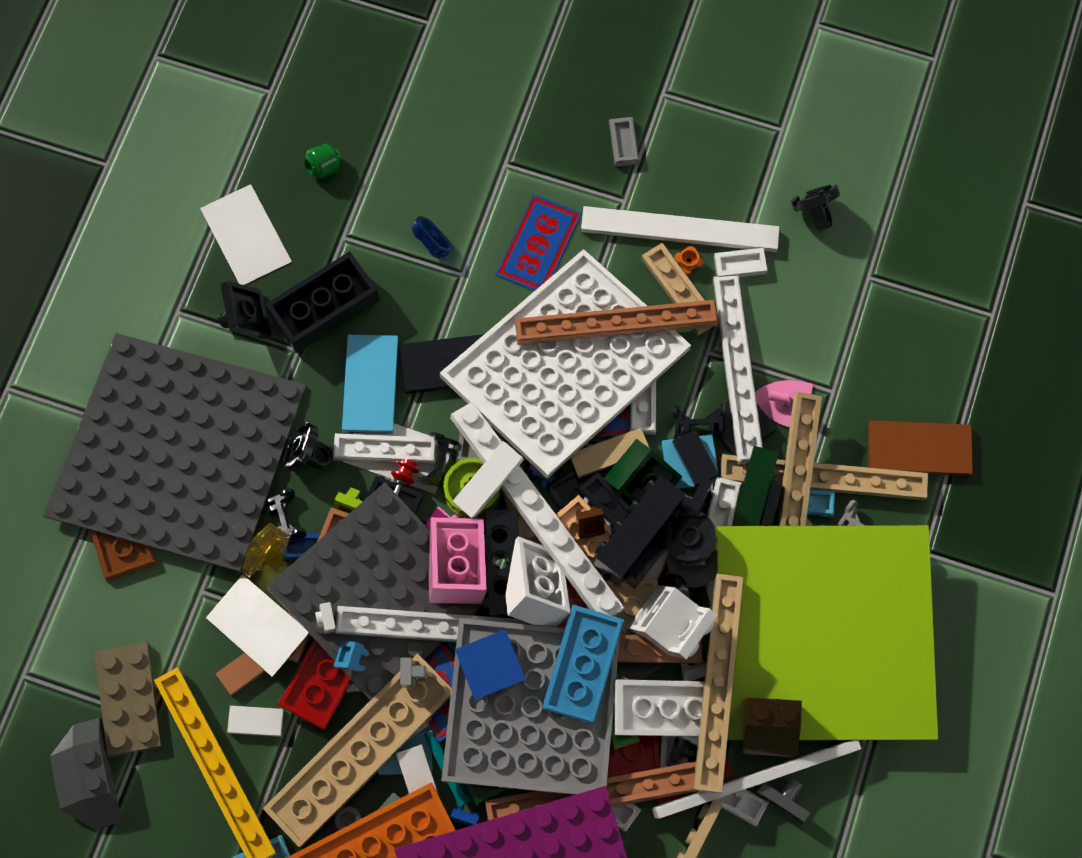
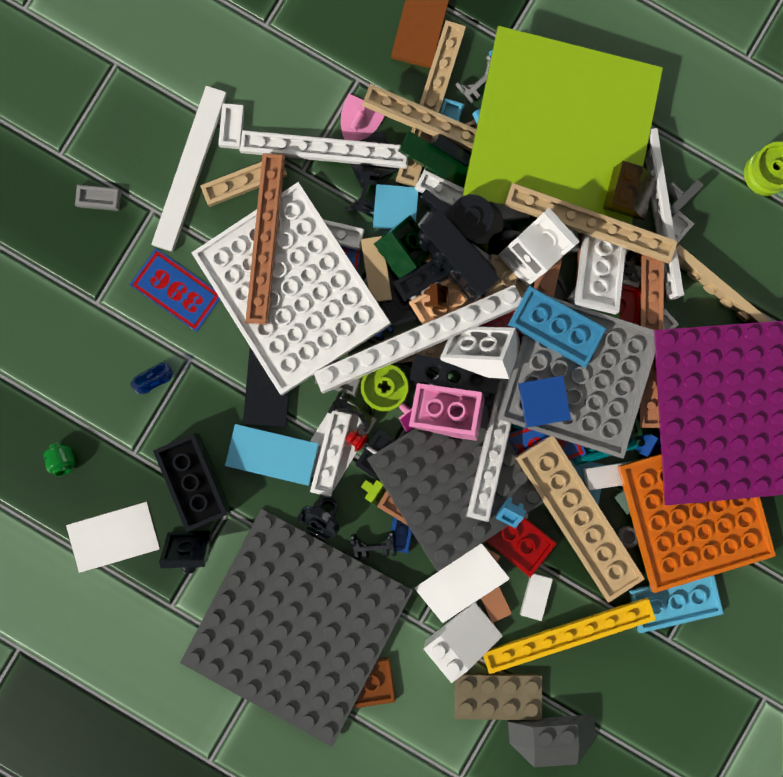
camera: 85 degrees left, 15 degrees up
(188, 640) = (462, 642): none -> white slope
(266, 548) = (399, 561): clear yellow bracket -> none
(325, 618) = (477, 528): white plate -> none
(410, 672) = (534, 465): light grey tile -> none
(488, 480) = (386, 371): white tile -> none
(689, 253) = (215, 163): orange plate -> none
(694, 458) = (395, 201): black tile -> none
(817, 201) = (191, 47): black tile -> none

